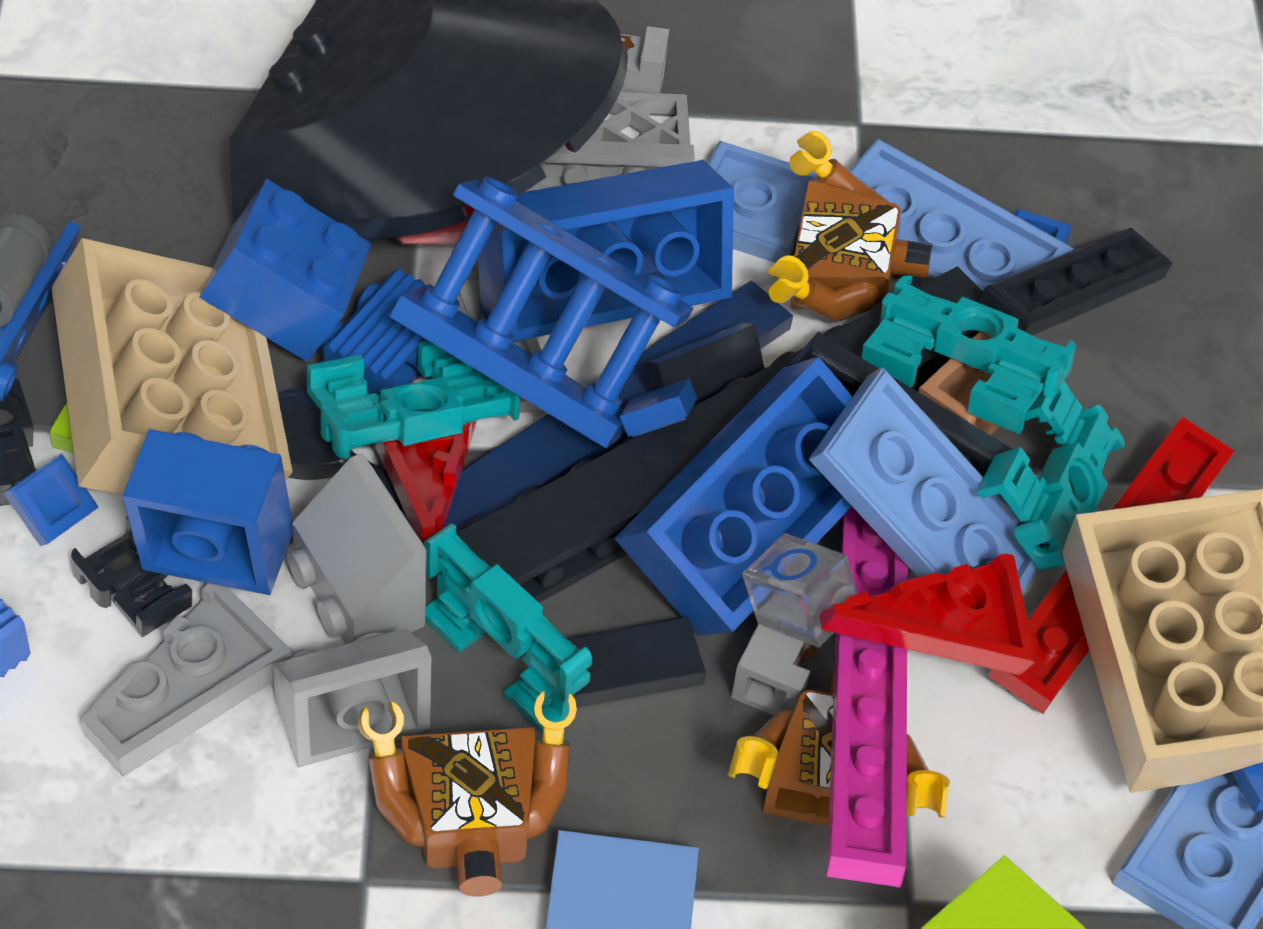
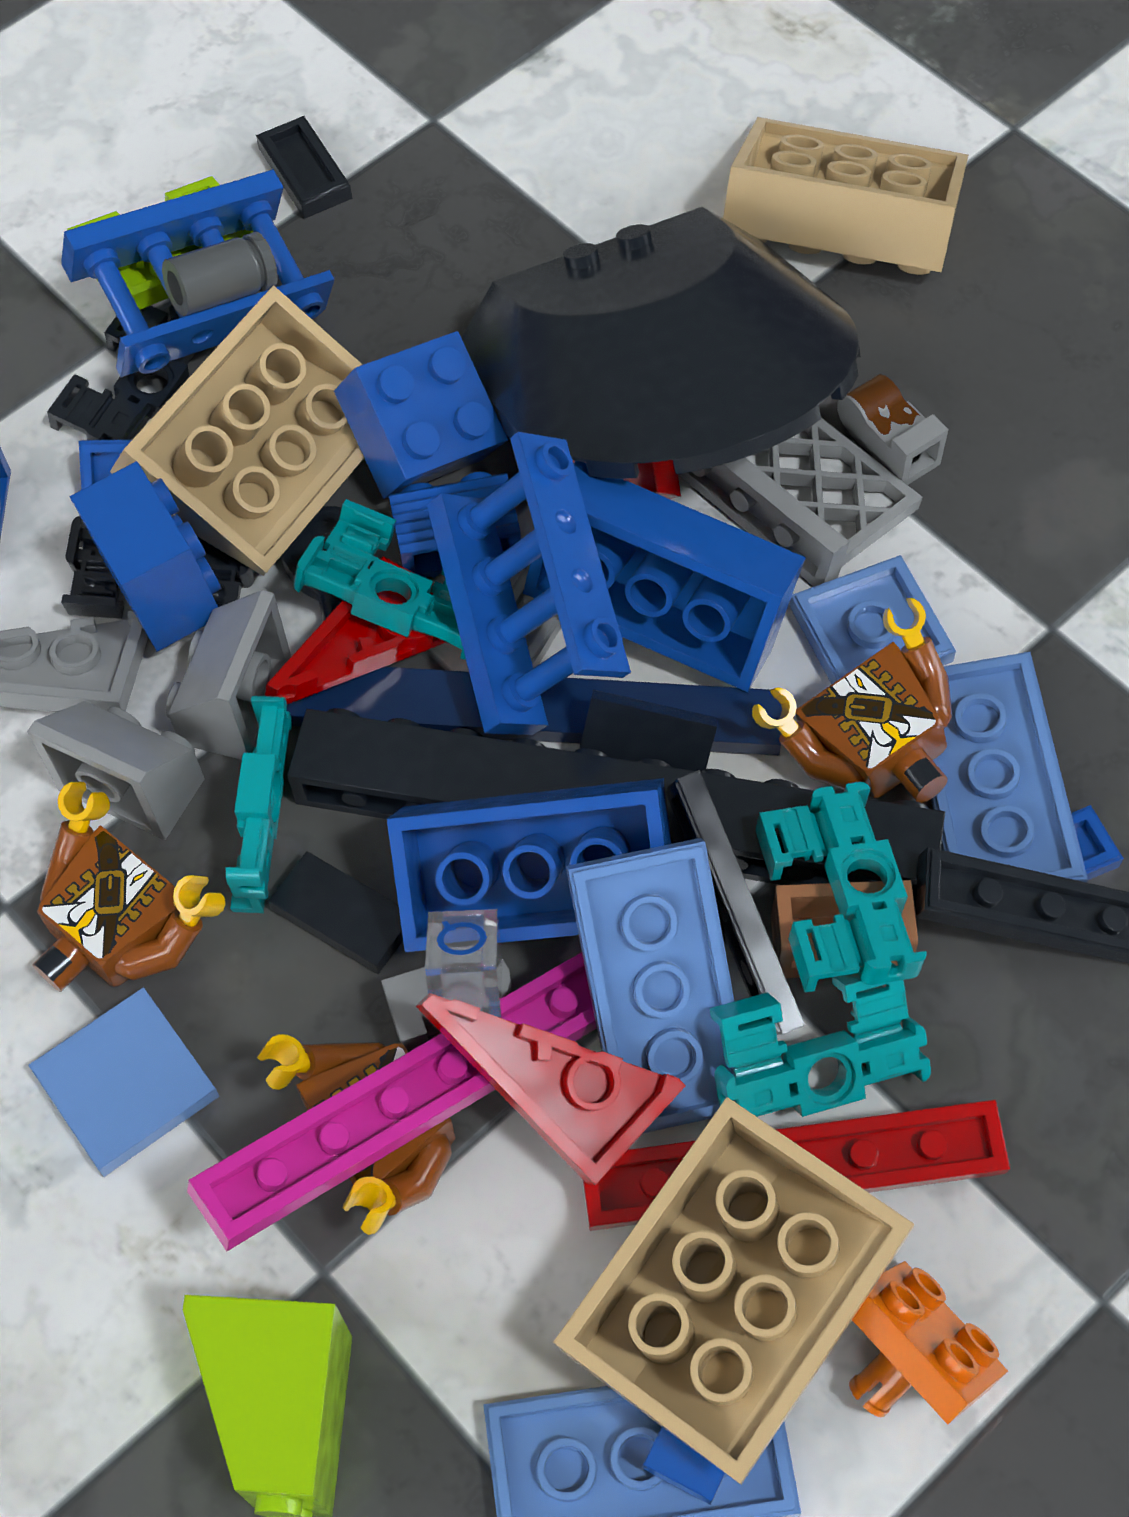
camera: 55 degrees right, 10 degrees up
(658, 408) = (557, 733): blue tile -> none

